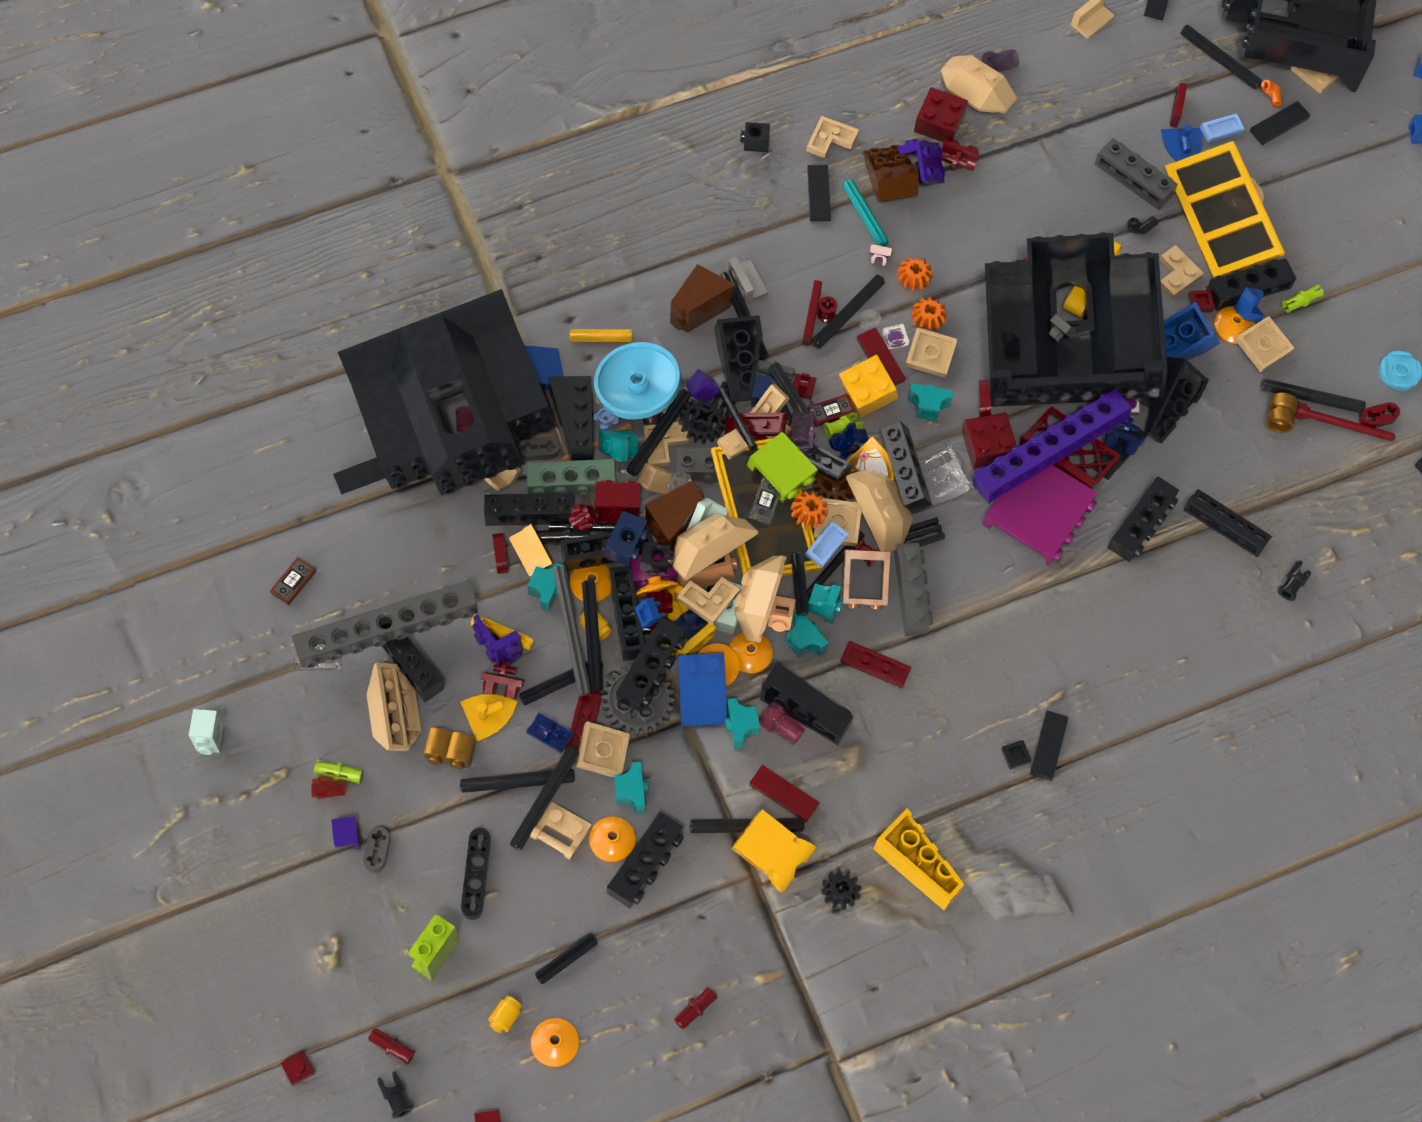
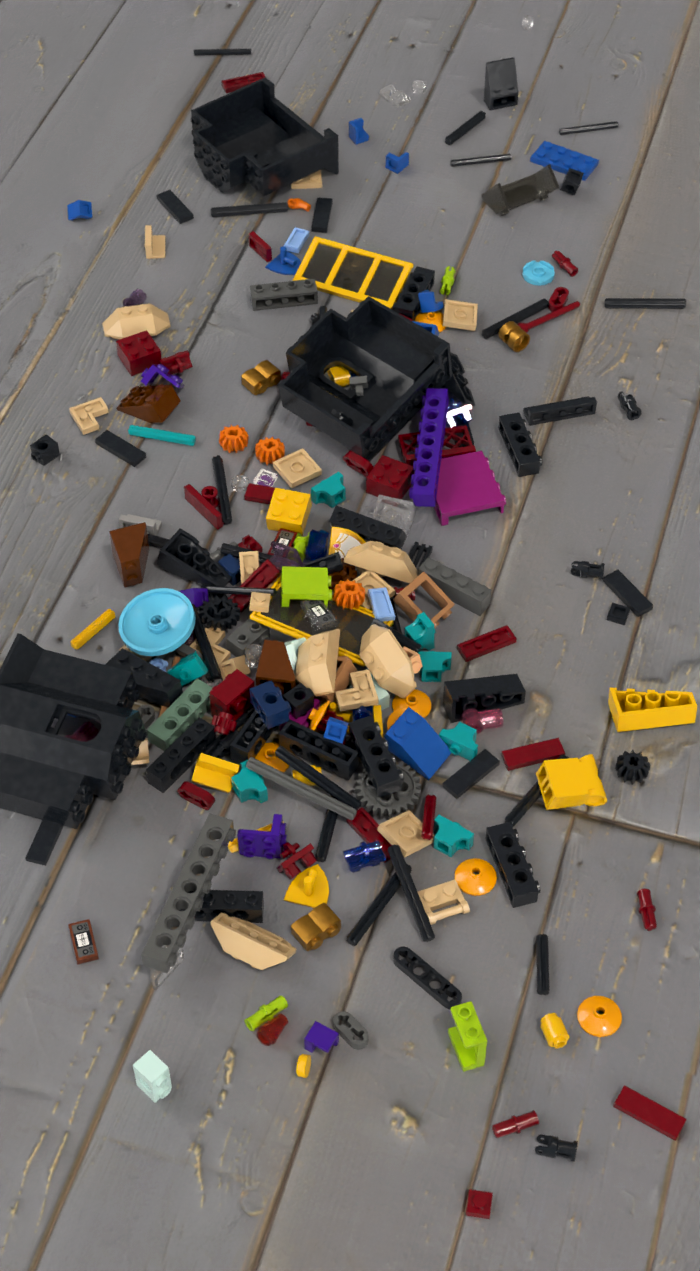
camera: 45 degrees left, 15 degrees down
(312, 837) = (303, 1065): none -> yellow tile
(634, 755) = (428, 817): none -> dark red axle
(716, 756) = (471, 773): none -> black tile
(880, 251) = (199, 444): tile -> none
(1010, 237) = (261, 377): none -> pearl gold brick
(1042, 690) = (586, 569): none -> black piece

